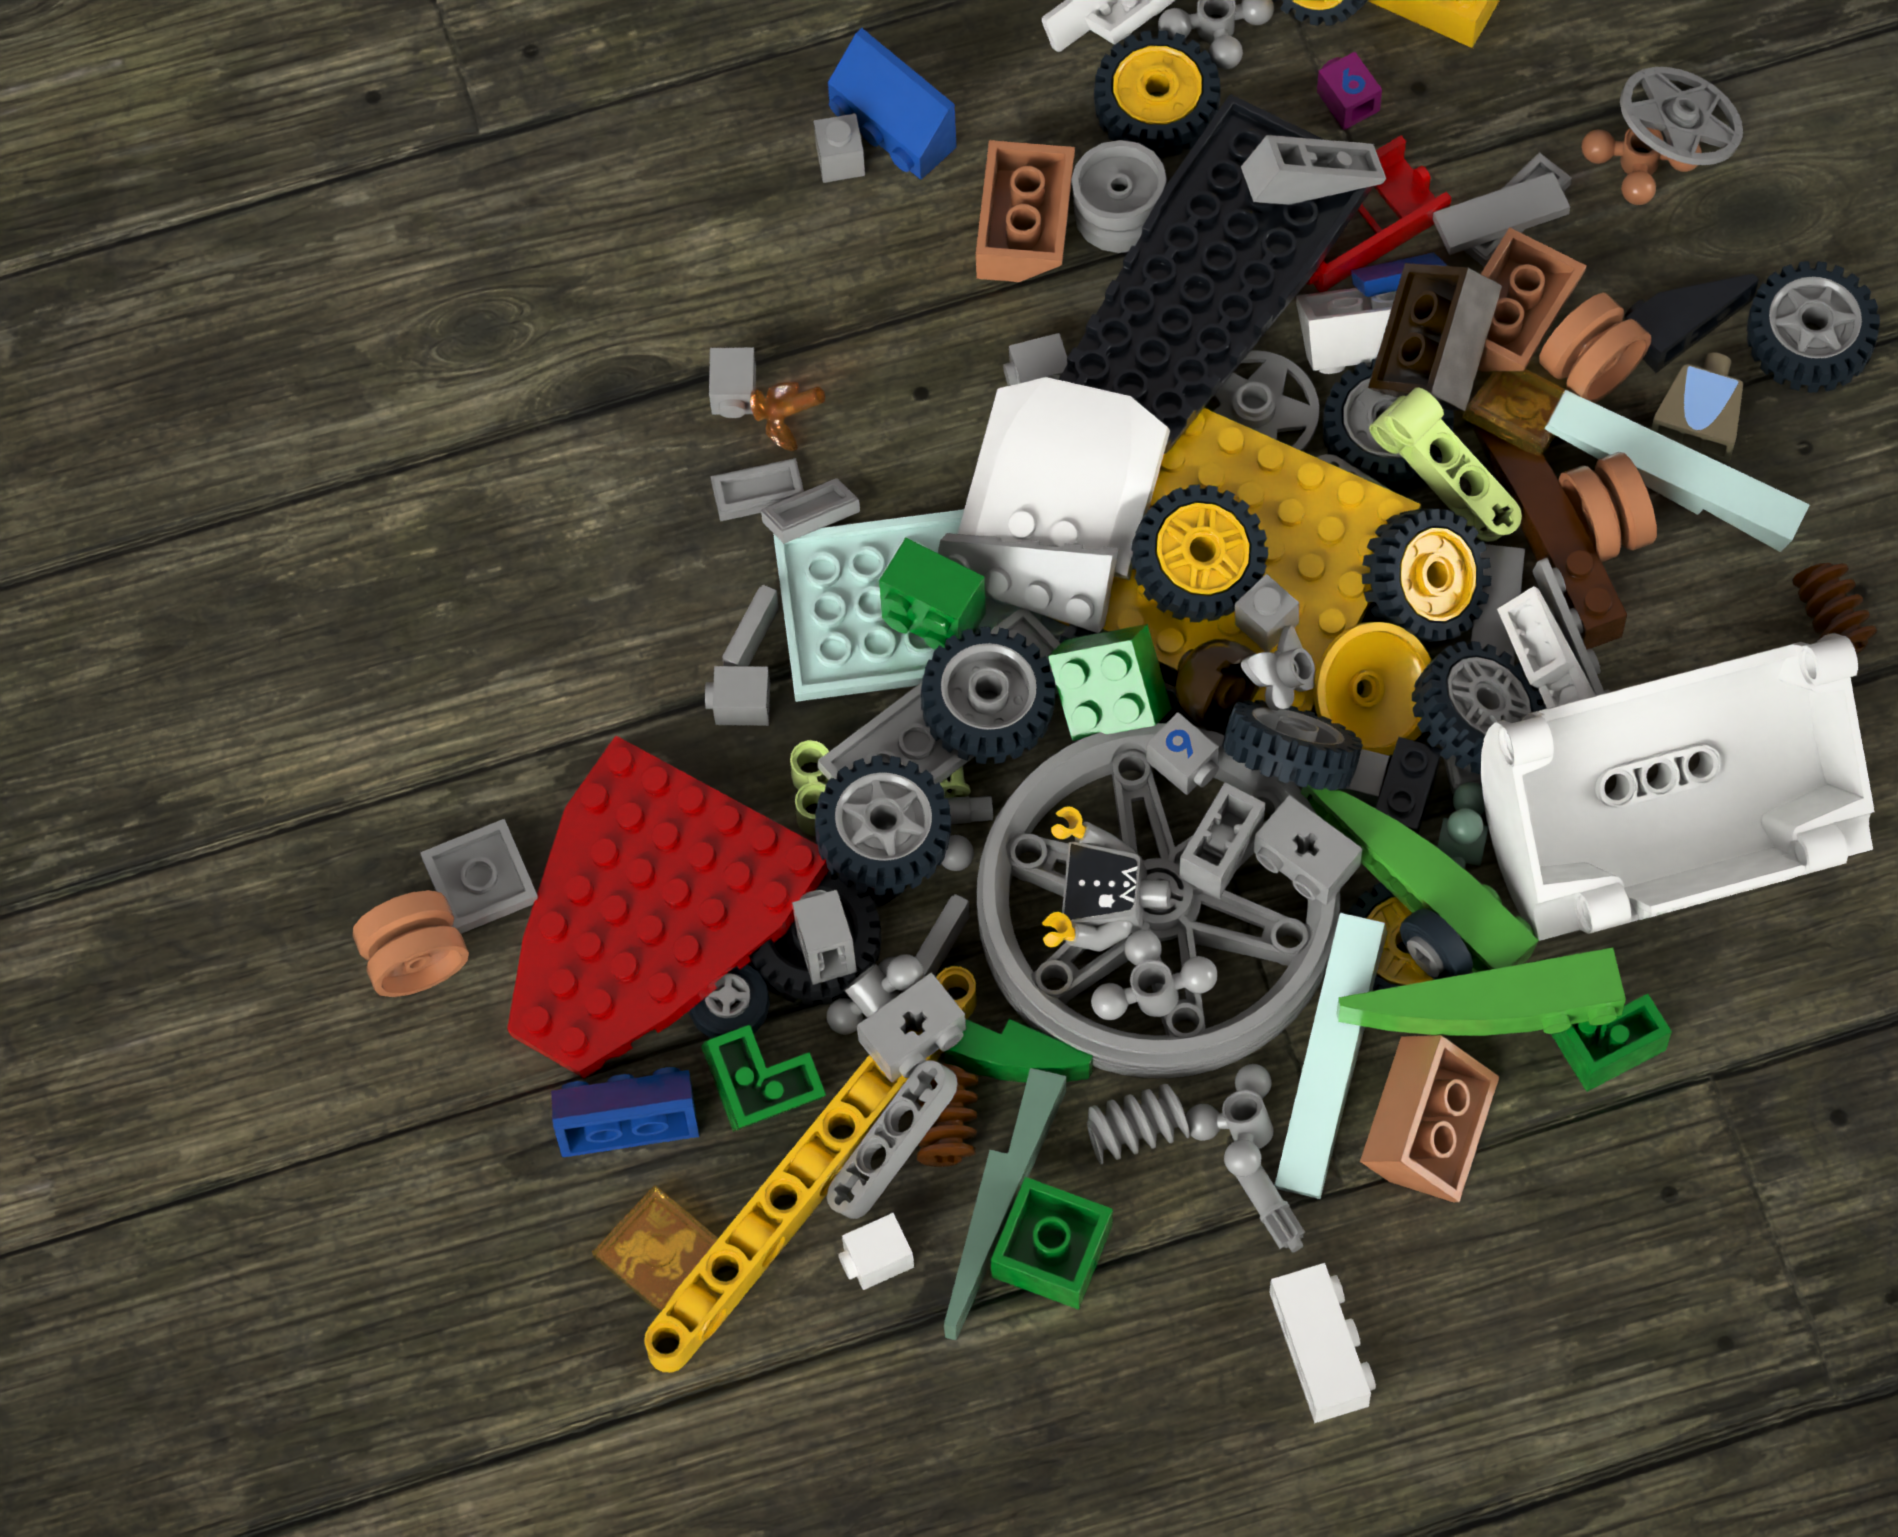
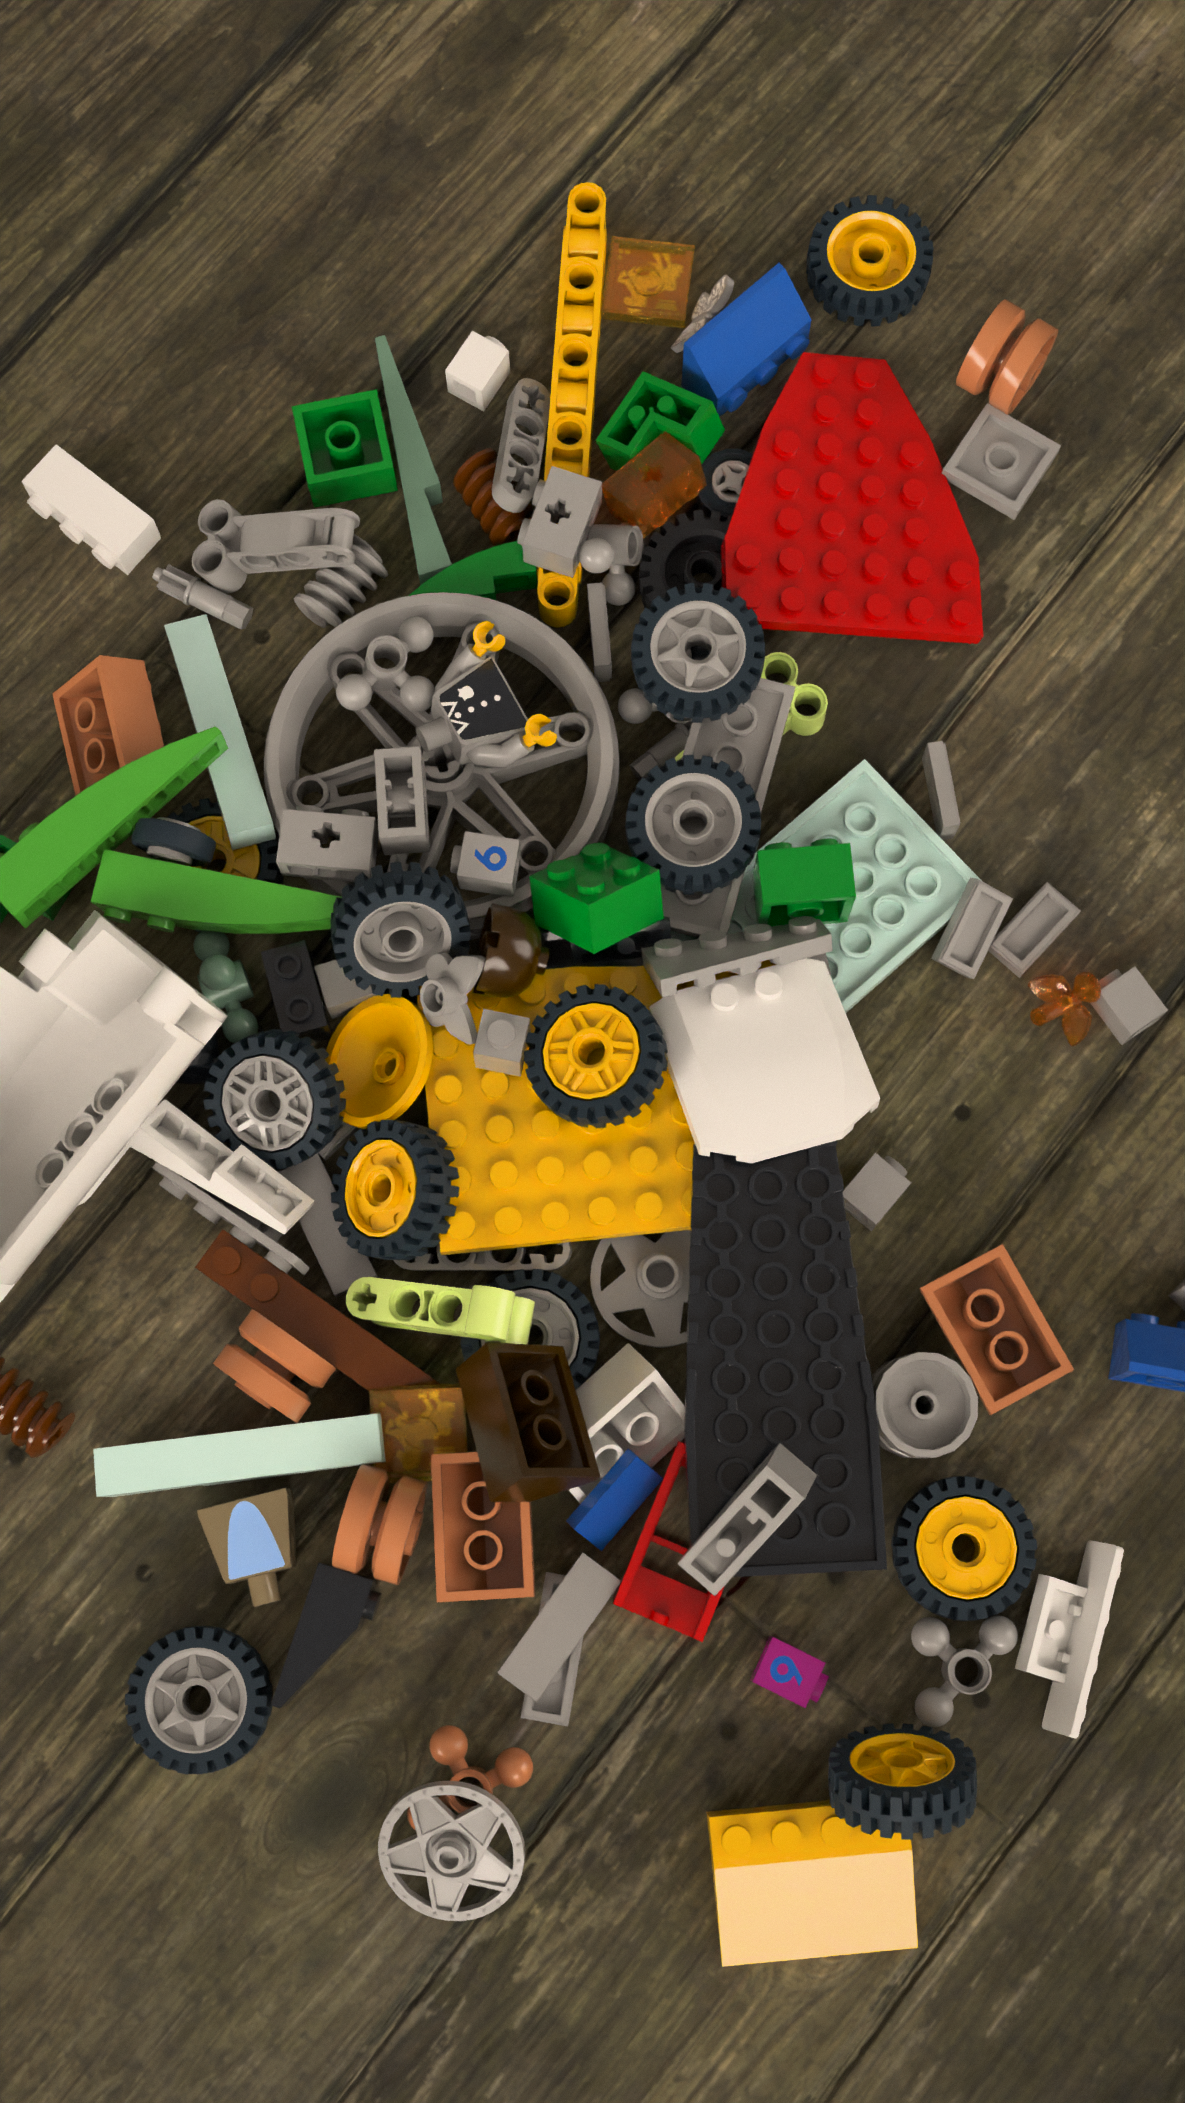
camera: 145 degrees right, 10 degrees up
(453, 1164) = (873, 233): none -> wheel
(641, 1161) = (706, 309): none -> light grey animal
(739, 695) = (907, 730): light grey brick -> none
(780, 1040) = (654, 484): none -> clear orange brick
(824, 936) = (680, 537): light grey brick -> none
(1176, 1183) = (270, 542): none -> light grey piece
(1244, 1117) = (291, 625): light grey piece -> none

